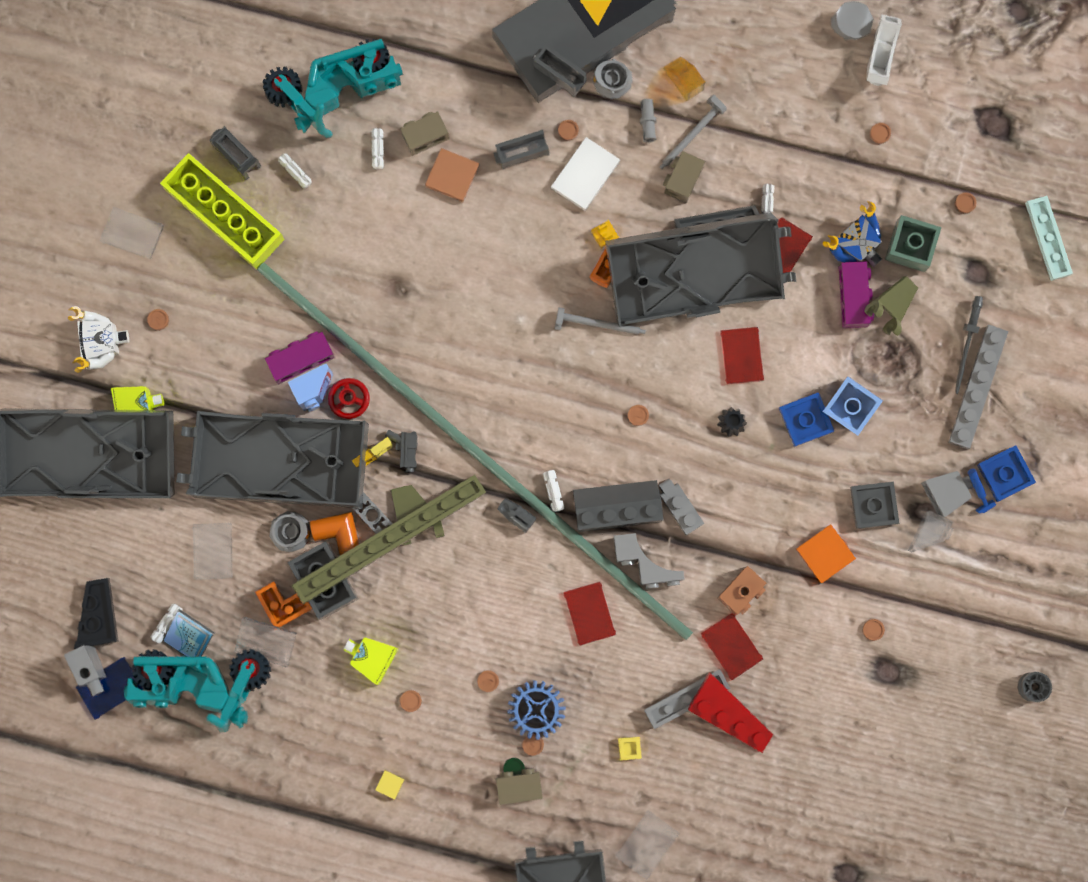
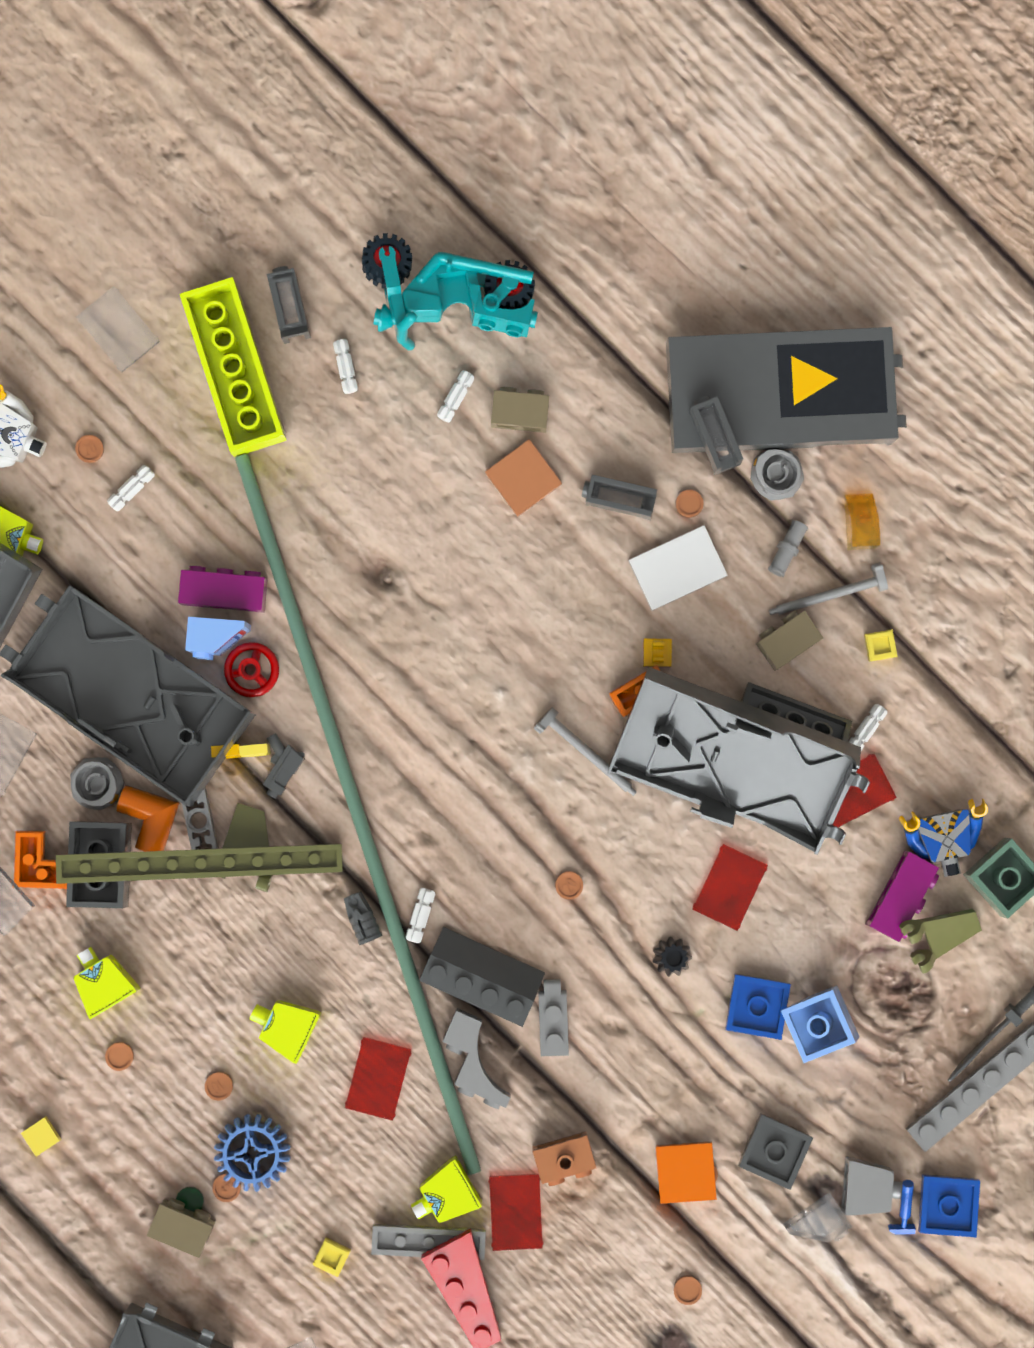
camera: 30 degrees right, 5 degrees up
(200, 328) = (130, 488): none -> white axle
(509, 614) = (286, 1027): none -> neon yellow torso
(679, 659) = (447, 1193): none -> neon yellow torso
(744, 147) = (880, 645): none -> light yellow tile

